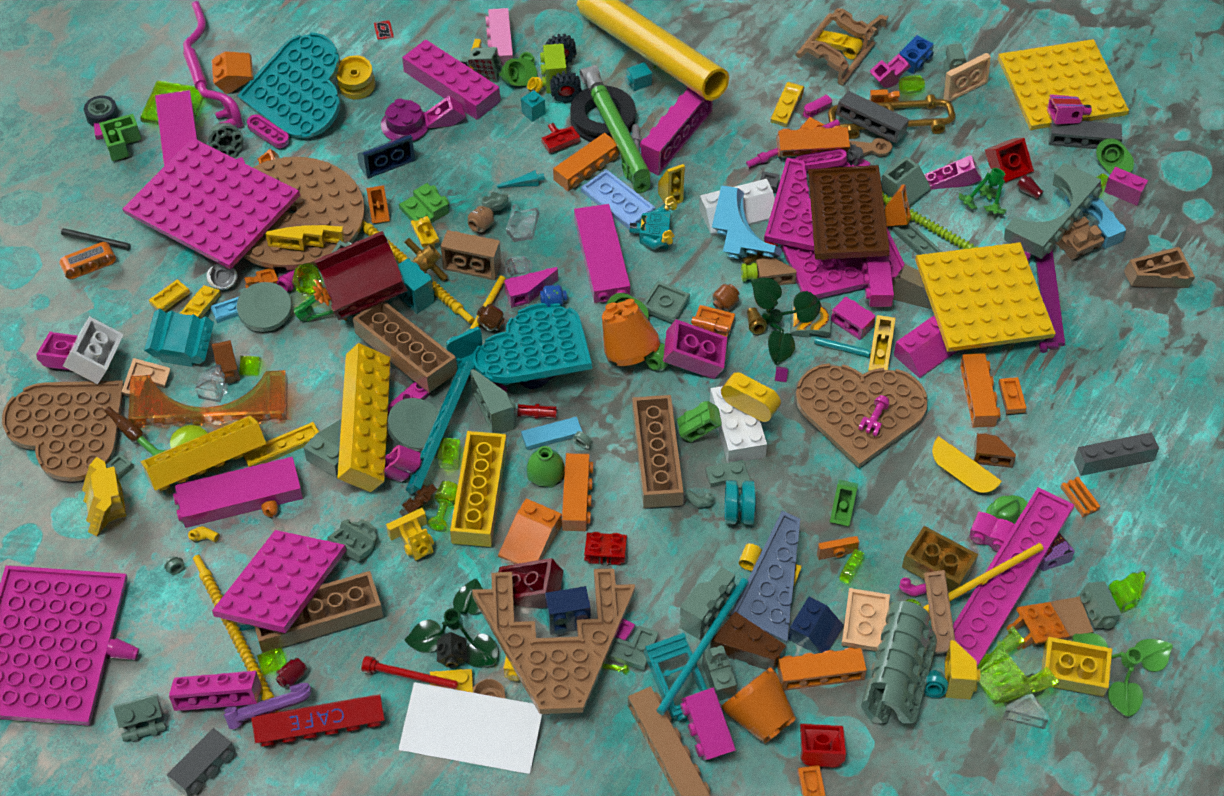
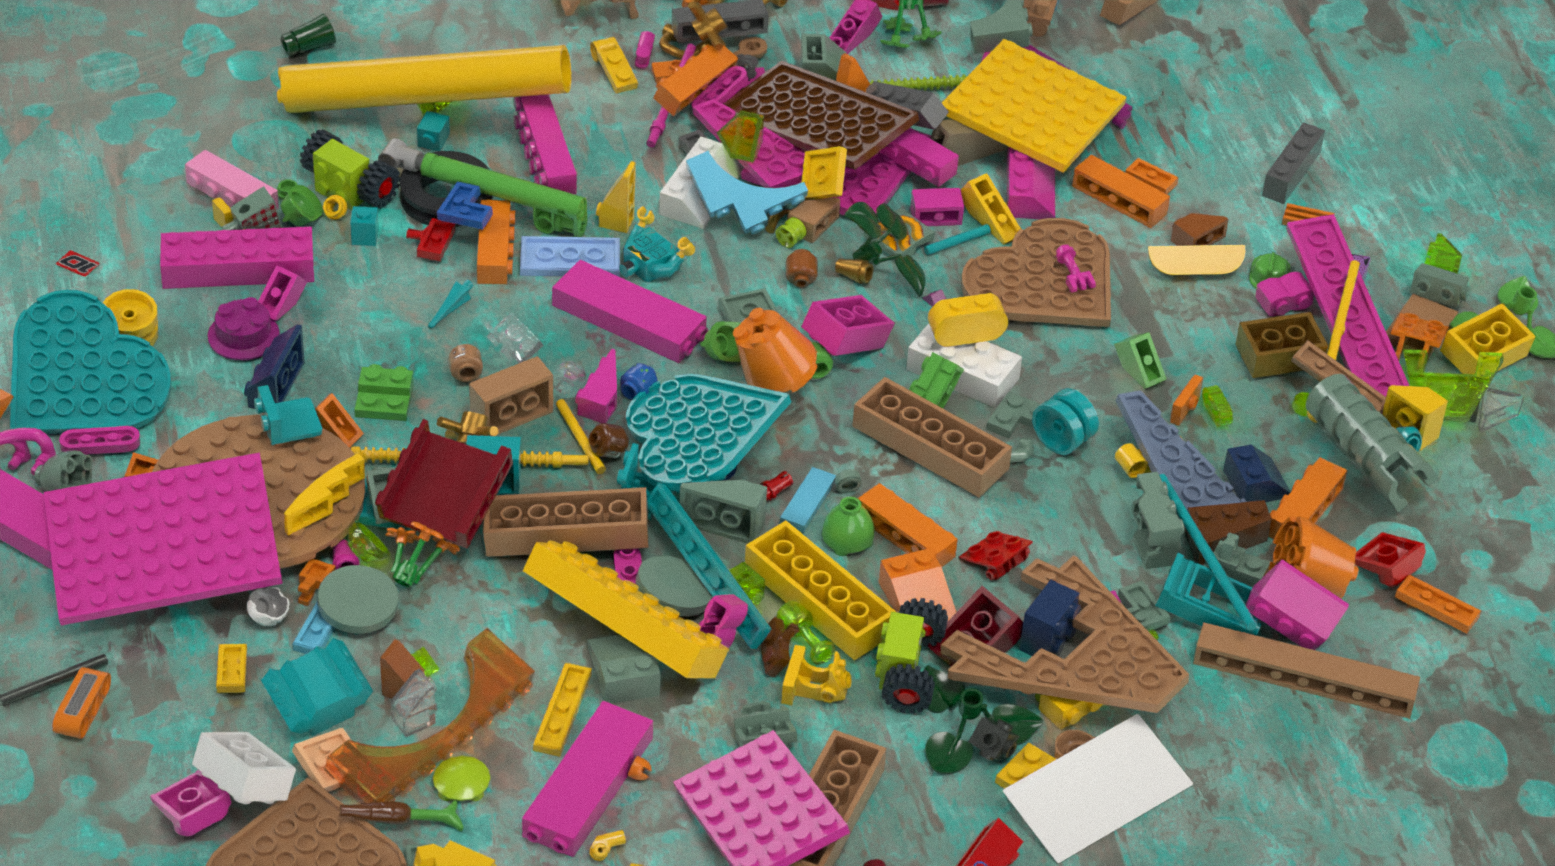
camera: 50 degrees left, 10 degrees down
(201, 301) = (277, 644): yellow plate -> none
(203, 453) = (507, 767): yellow brick -> none
(342, 182) = (287, 419): none -> teal bracket
(372, 665) = (937, 814): red piece -> none
(425, 231) = (419, 409): yellow hips -> none
(468, 560) = (899, 654): none -> brick
(495, 201) = (457, 334): sand green hair -> none
(582, 130) = (461, 207): none -> blue plate
(714, 320) = (817, 290): orange plate -> none
(783, 197) = (743, 136): none -> clear neon green slope
(797, 249) = (824, 172): none -> yellow plate
(850, 114) = (708, 24): none -> pearl gold bar
(864, 619) = (1285, 438): light nougat plate -> none
(901, 241) = (927, 105): none -> dark grey brick
(910, 589) = (1281, 389): dark pink arm -> none

